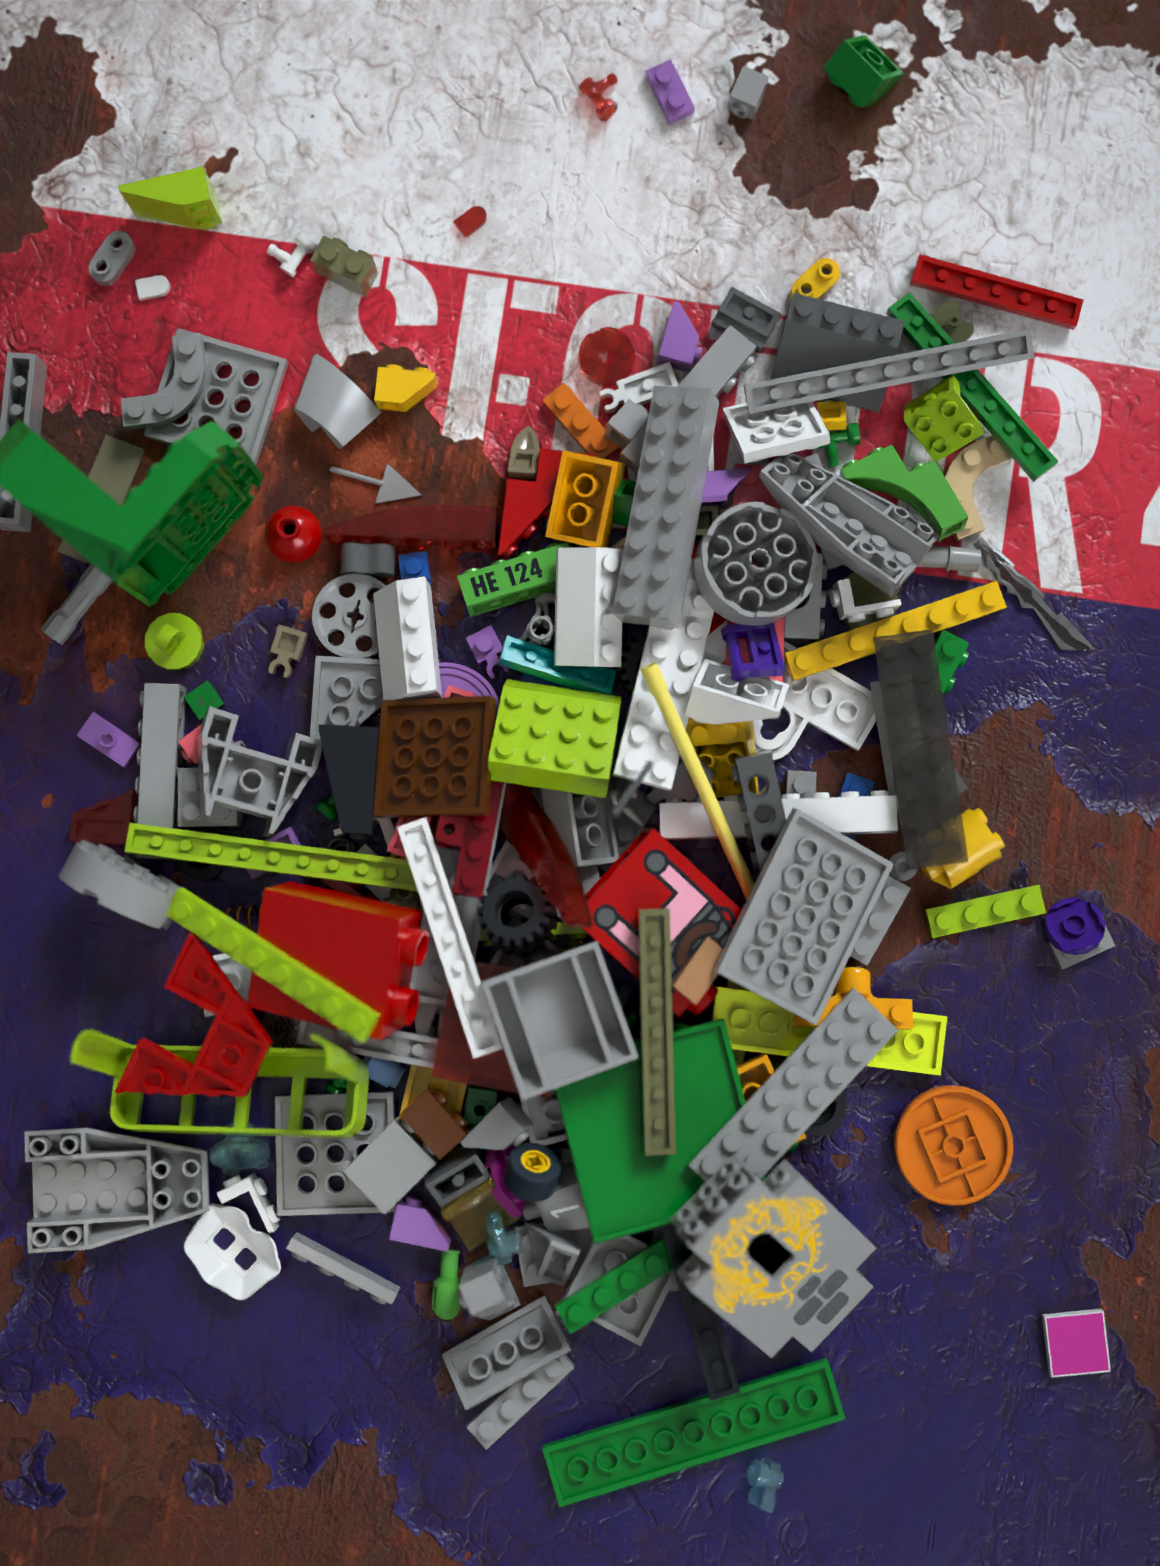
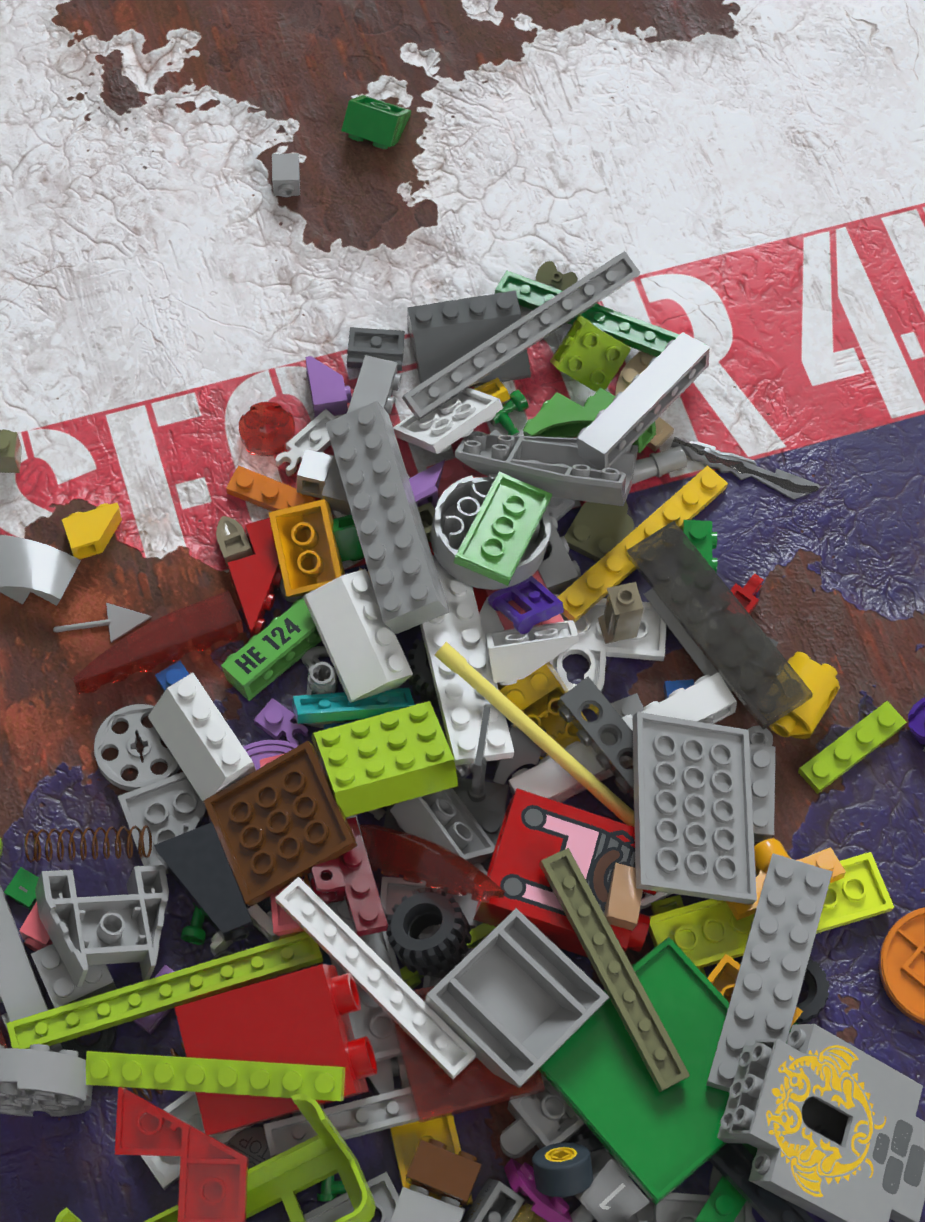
camera: 30 degrees left, 20 degrees down
(288, 646) = (86, 801): dark tan plate -> none
(302, 542) = (45, 710): red piece -> none
(309, 718) = (83, 841): none -> reddish brown piece
(368, 559) = (128, 690): dark grey axle -> none
(384, 1071) = (369, 1153): medium blue brick -> none
(471, 220) = (88, 371): clear red piece -> none
(479, 1095) = (480, 1131): green brick -> none
(500, 1128) = (509, 1144): light grey slope -> none
(604, 107) = (165, 234): clear red piece -> none
(670, 91) = (217, 201): medium lavender plate -> none
(765, 572) = (503, 528): none -> tile
(815, 280) = (420, 293): yellow plate -> none
(836, 698) = (621, 613): none -> dark tan window
(842, 598) = (583, 534): white bracket -> none
(960, 727) = (747, 594): none -> red plate
(965, 497) = (642, 401): none -> brick
(996, 292) = (580, 241): red plate -> none

